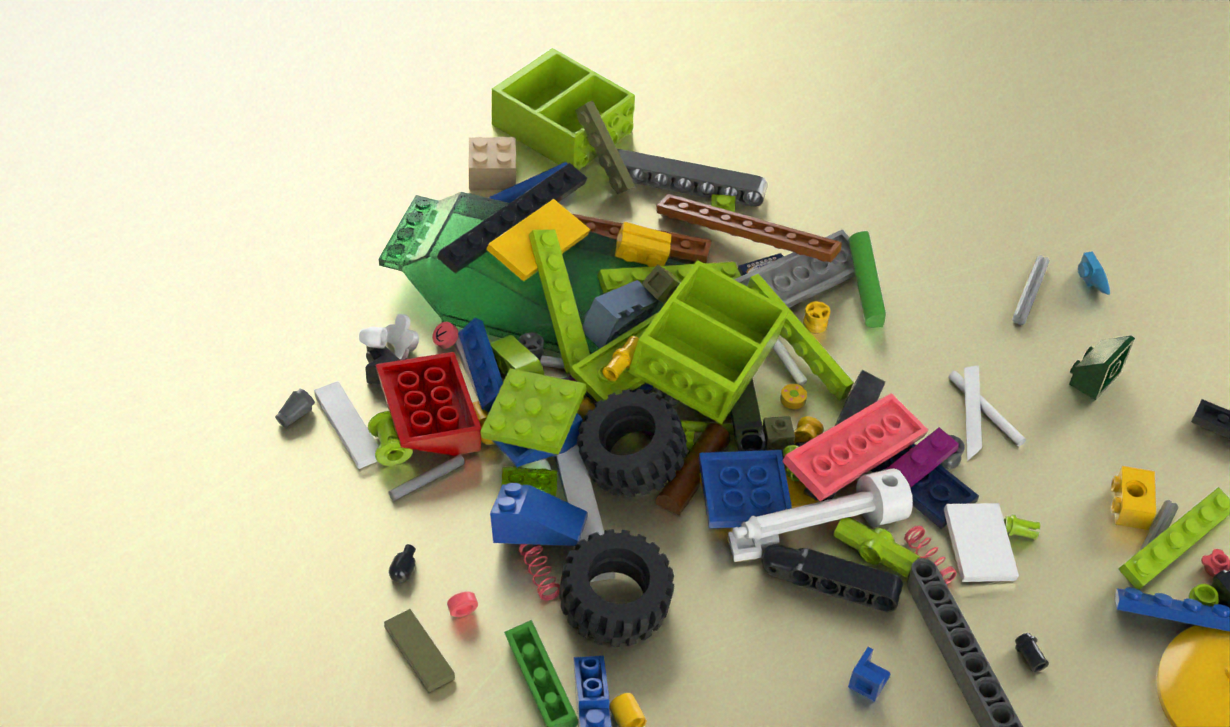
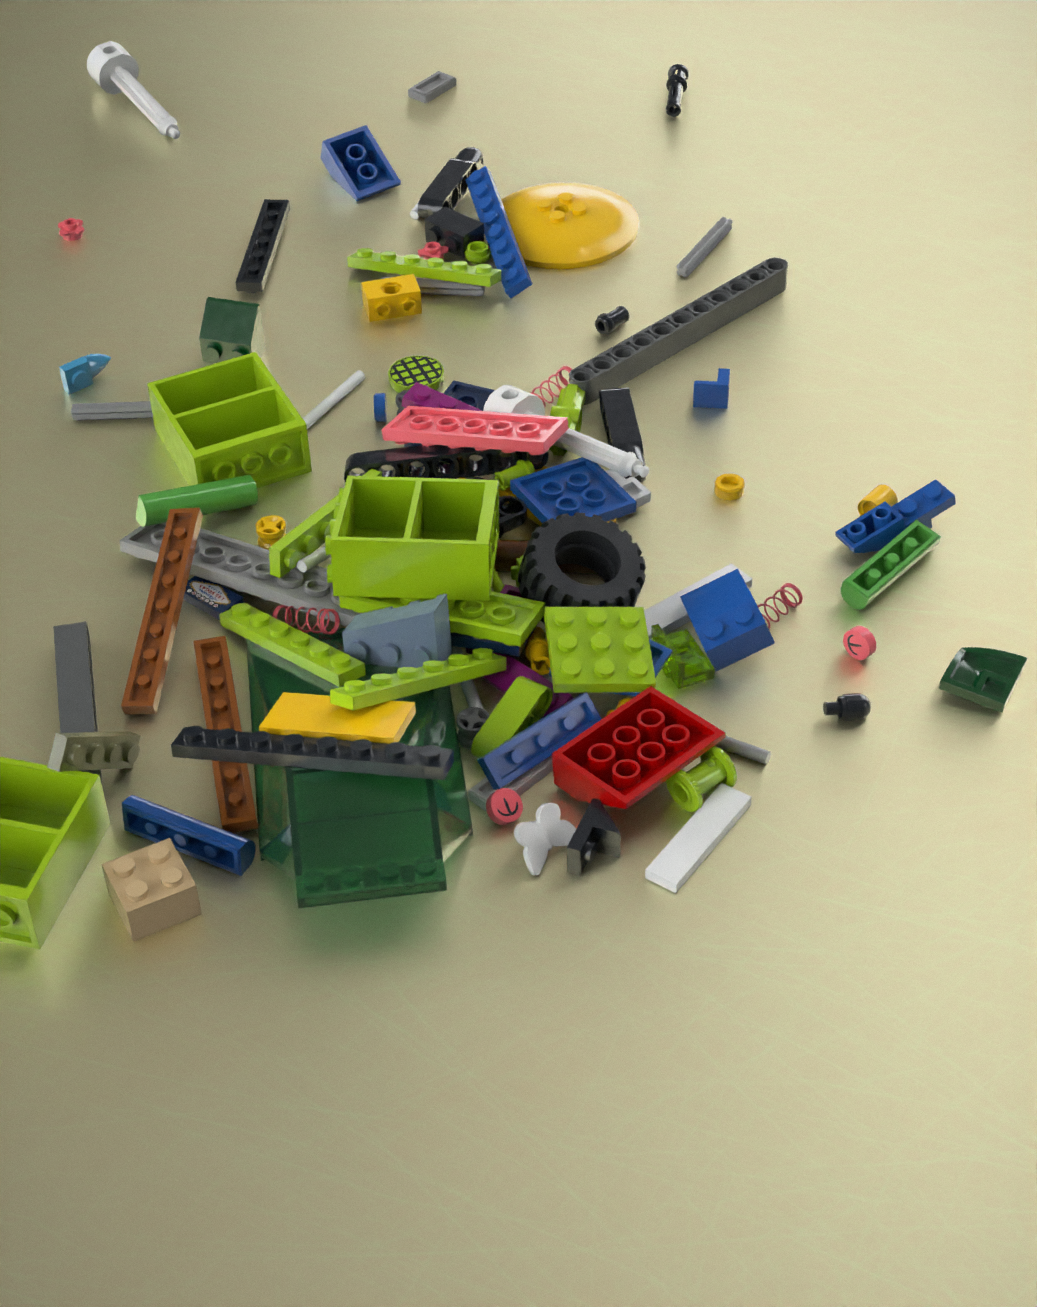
camera: 110 degrees left, 5 degrees down
(295, 407) = (717, 887): dark grey cone -> none
(371, 666) = (983, 676): none -> dark green plate
(373, 337) = (578, 833): white hose -> none
(419, 650) = (930, 659): olive tile -> none
(610, 620) = (765, 534): black tyre -> none
(621, 359) = (482, 596): yellow pin -> none
(642, 245) = (266, 661): yellow brick -> none
(661, 283) = (339, 608): olive brick -> none
(722, 625) = (729, 487): none -> yellow tile
(723, 202) = (110, 663): lime plate -> none
(957, 320) = (230, 423): none -> lime container
(957, 428) = (380, 407): none -> blue tile
(973, 410) = (340, 407): white sticker -> none
(980, 542) = (511, 366): white tile -> none
(1003, 477) = (414, 369): none -> tile
(1020, 527) = (475, 353): lime pin -> none

